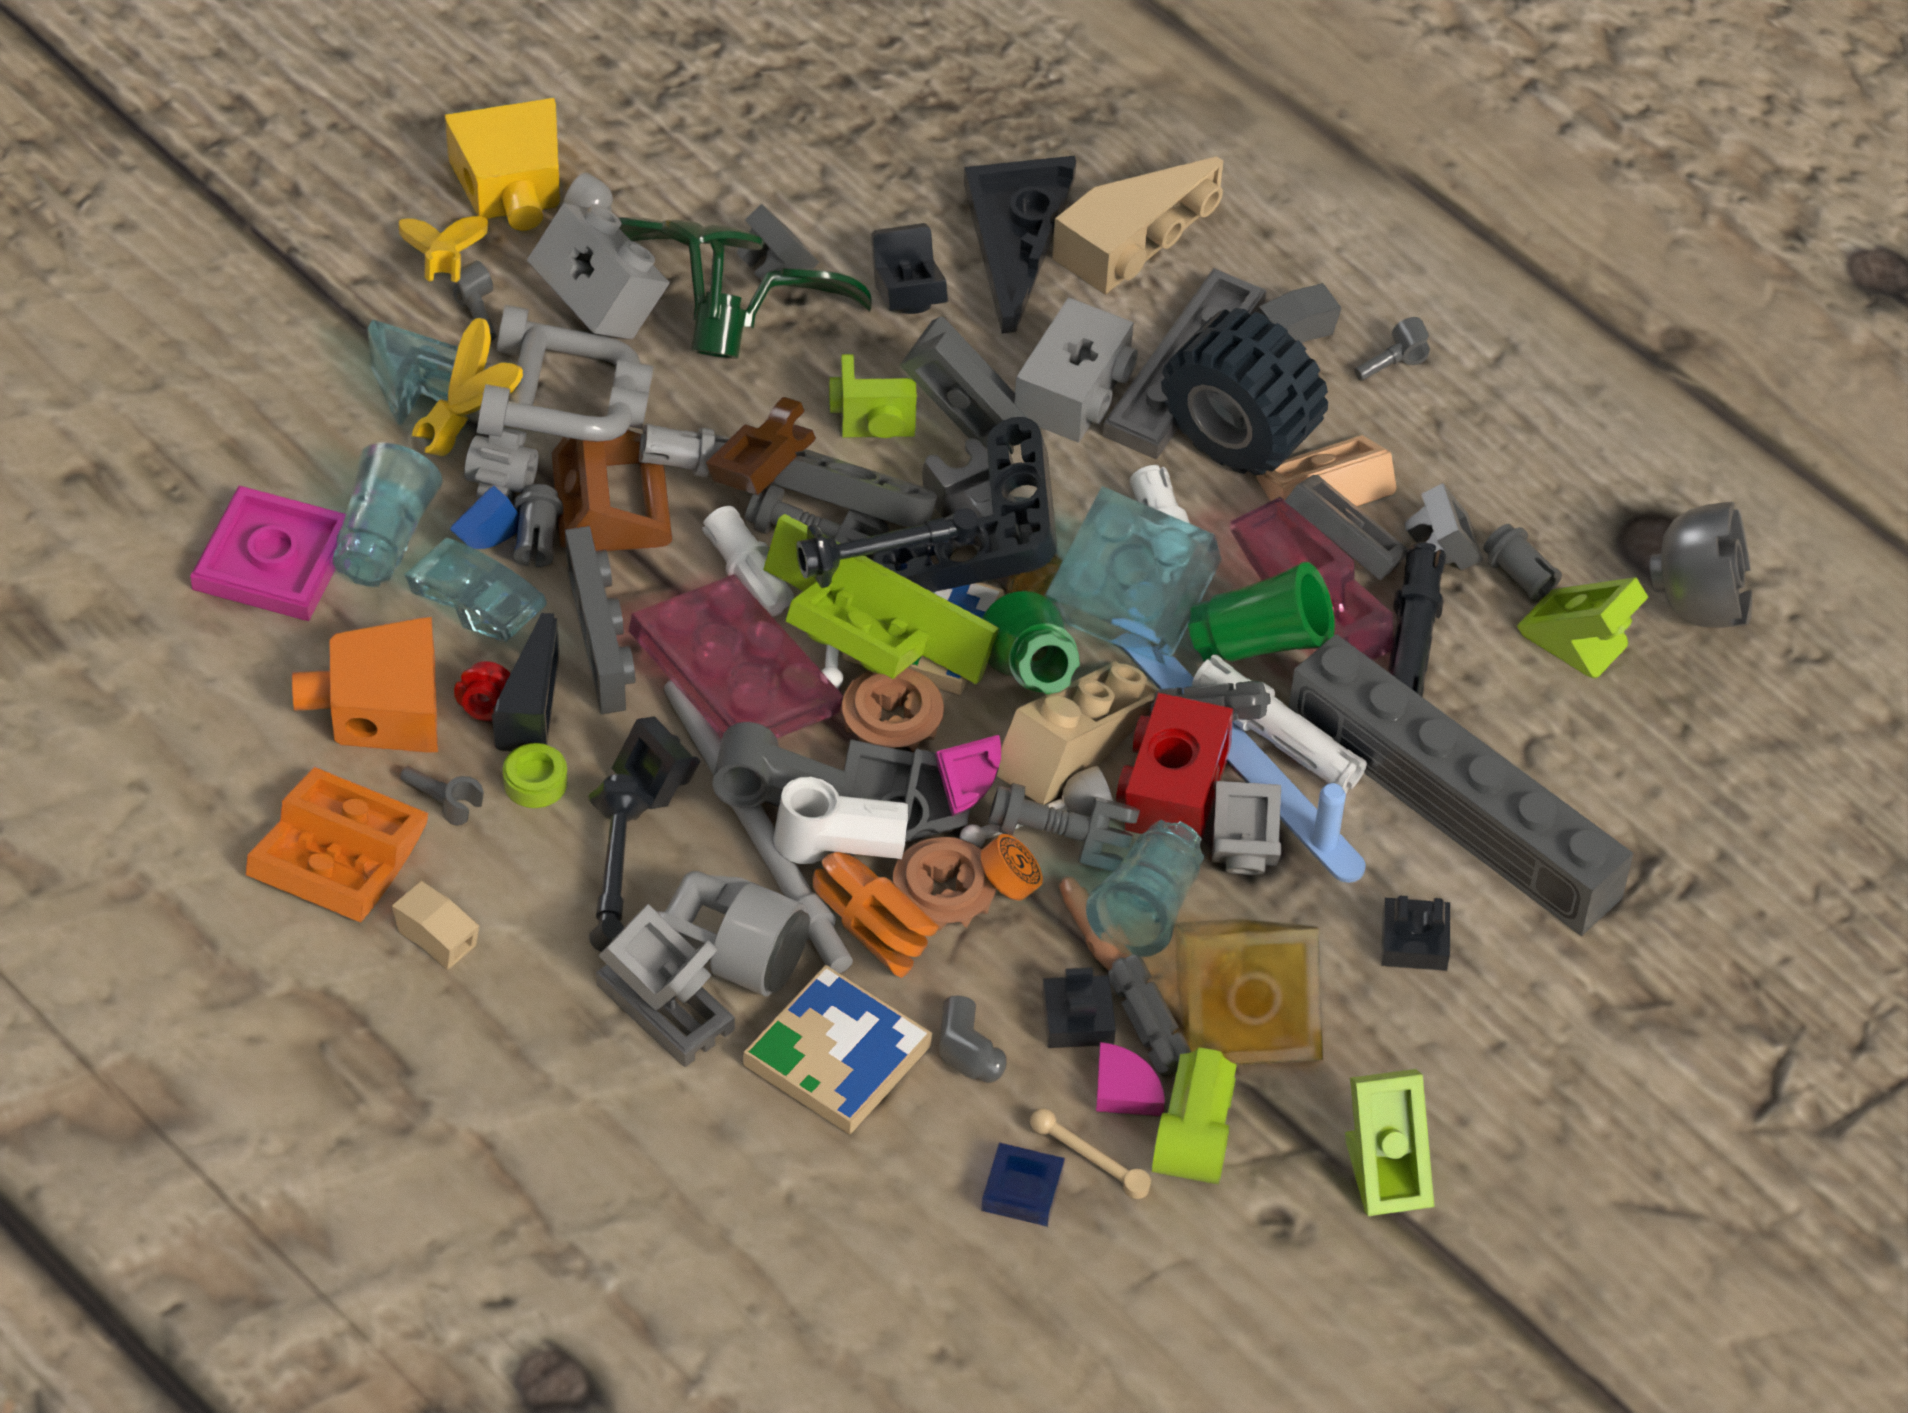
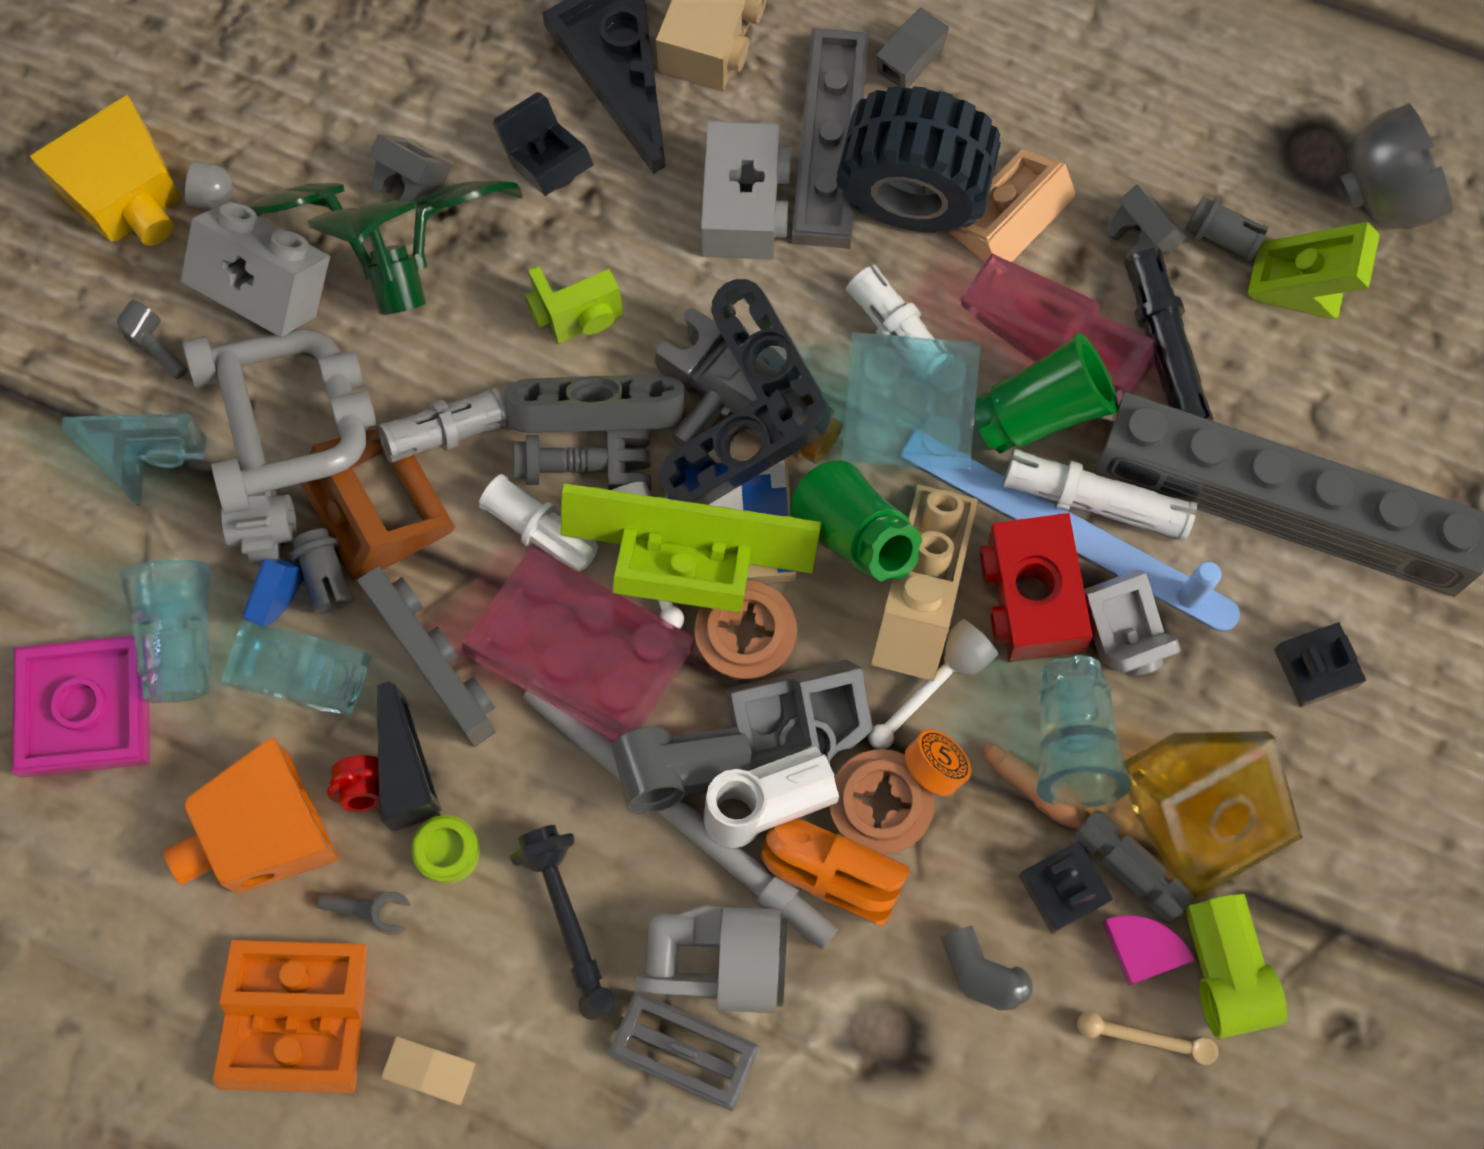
camera: 20 degrees left, 20 degrees up
(443, 248) = (92, 294): yellow piece -> none
(465, 389) = (190, 457): yellow piece -> none
(655, 760) = (555, 793): black tile -> none
(657, 960) = (670, 1034): light grey bracket -> none
(760, 454) = (503, 417): reddish brown plate -> none
(821, 555) = (624, 521): black piece -> none
(837, 1049) = (869, 1033): tile -> none
(960, 381) = (654, 253): dark grey panel -> none
(968, 772) = (859, 684): dark pink tile -> none
(1012, 809) = (1001, 694): dark grey hinge -> none
(1023, 1184) = (1105, 1103): clear blue tile -> none
(1247, 700) = (1074, 496): dark grey axle -> none
(1347, 526) = (1066, 260): flat silver tile -> none
(1390, 1142) = (1419, 918): lime slope -> none
(1410, 347) = (1020, 35): dark grey hand -> none

